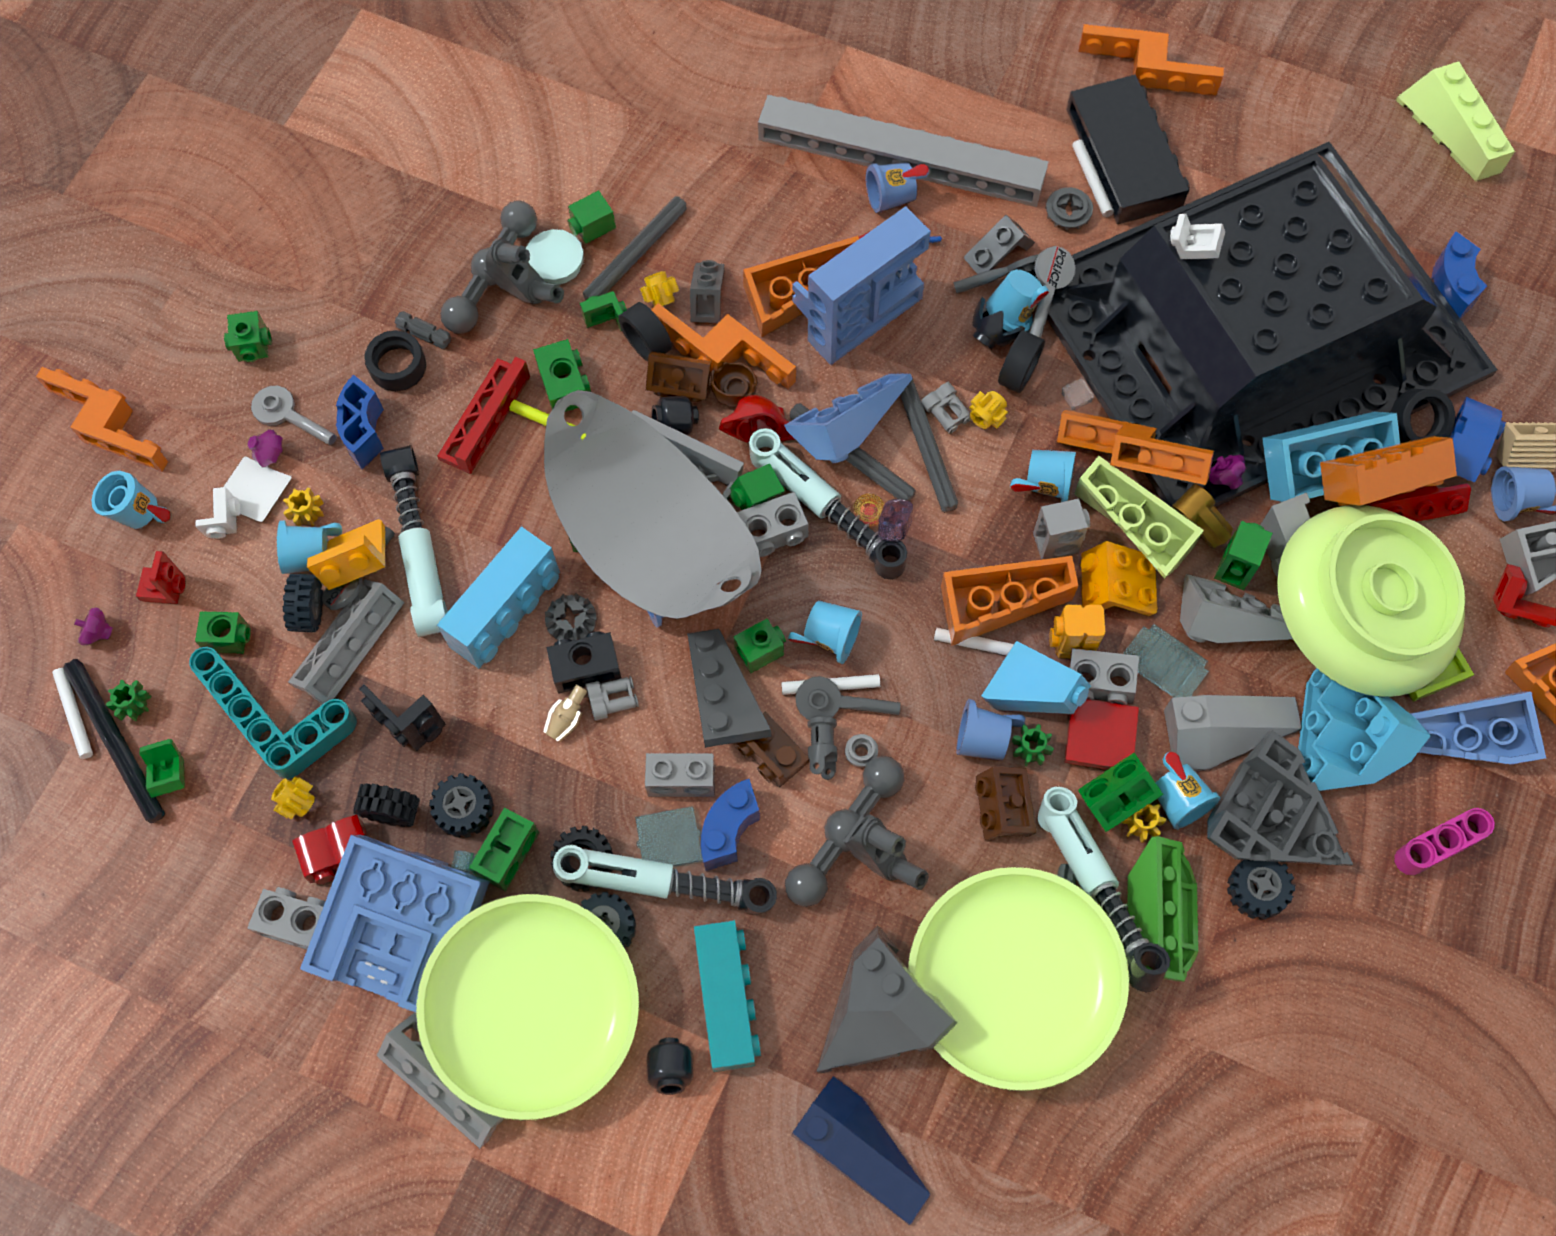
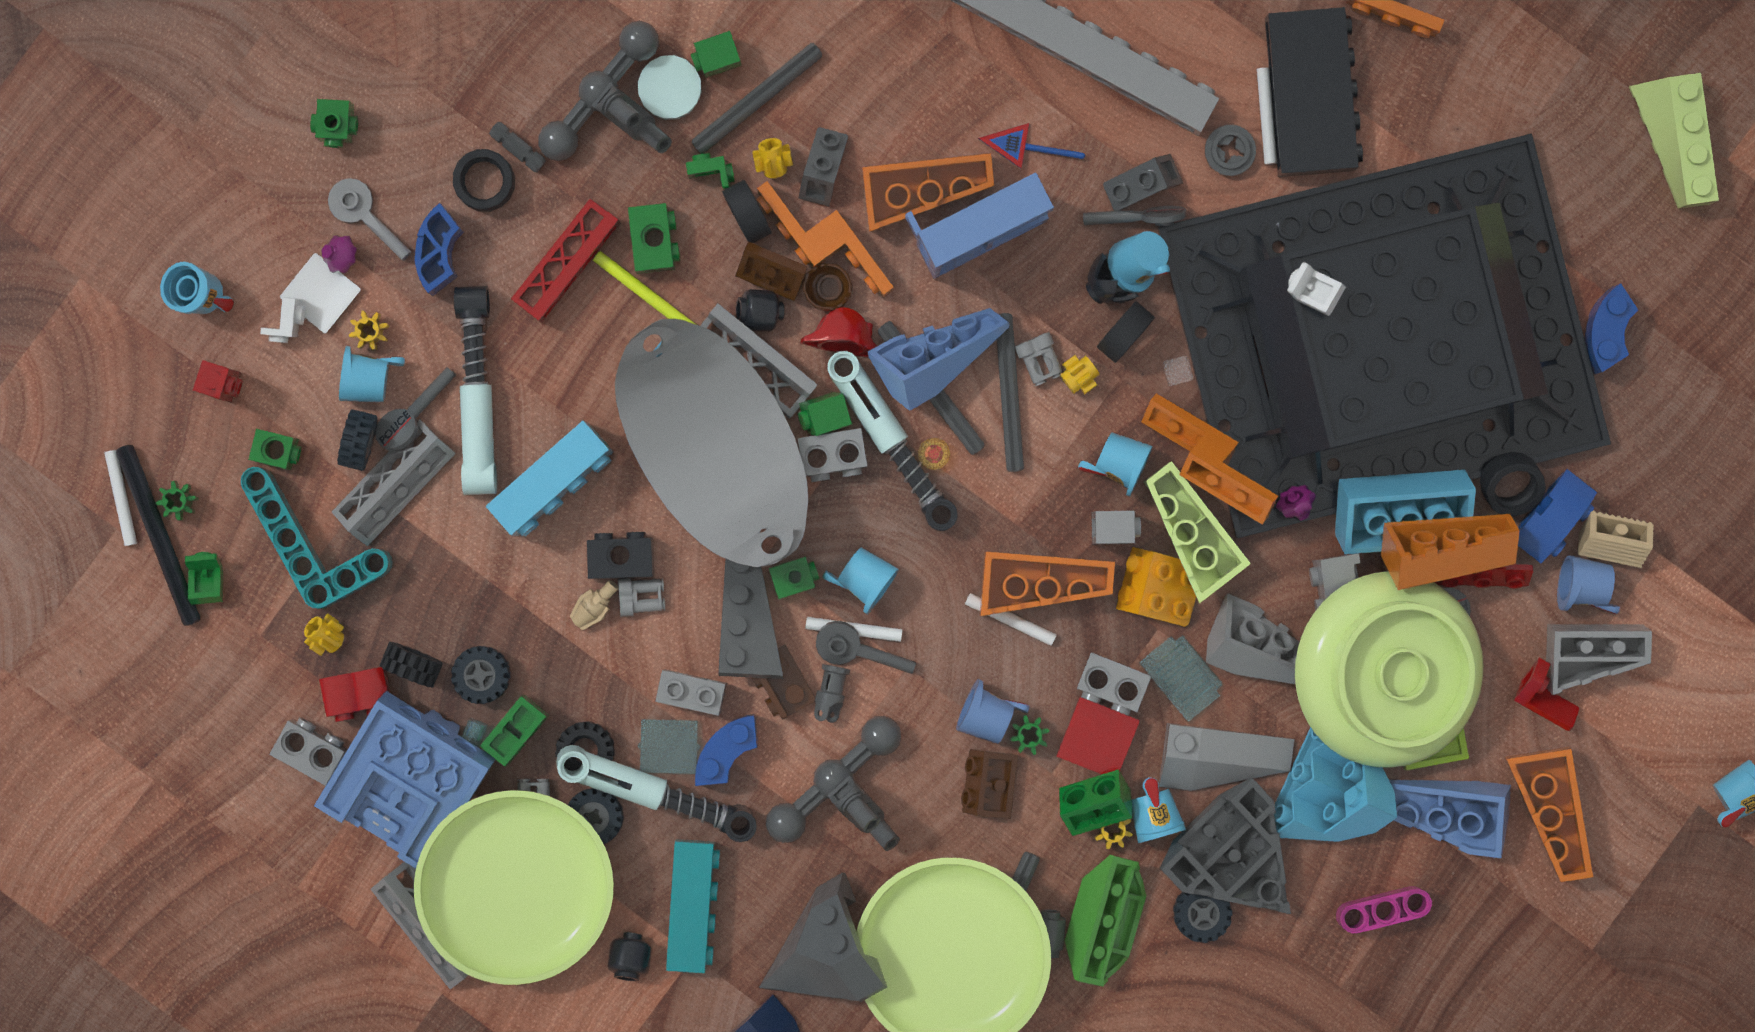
camera: 10 degrees right, 20 degrees up
(93, 627) = (148, 415): magenta piece -> none
(102, 418) = (175, 182): orange bracket -> none
(350, 555) = (412, 398): light orange bracket -> none
(415, 726) = (453, 593): black bracket -> none
(584, 622) = (627, 515): dark grey gear -> none
(857, 741) = (867, 712): light grey plate -> none
(893, 184) = (1047, 86): medium blue hat -> none
(895, 519) = (949, 474): clear purple beam -> none
(1035, 684) = (1046, 679): medium azure slope -> none
(1054, 270) = (1186, 235): light grey piece -> none
(1077, 629) = (1100, 636): light orange brick -> none
(1097, 879) = (1050, 884): piece -> none
(1199, 508) = (1259, 544): pearl gold piece -> none
(1243, 555) = (1284, 592): green brick -> none

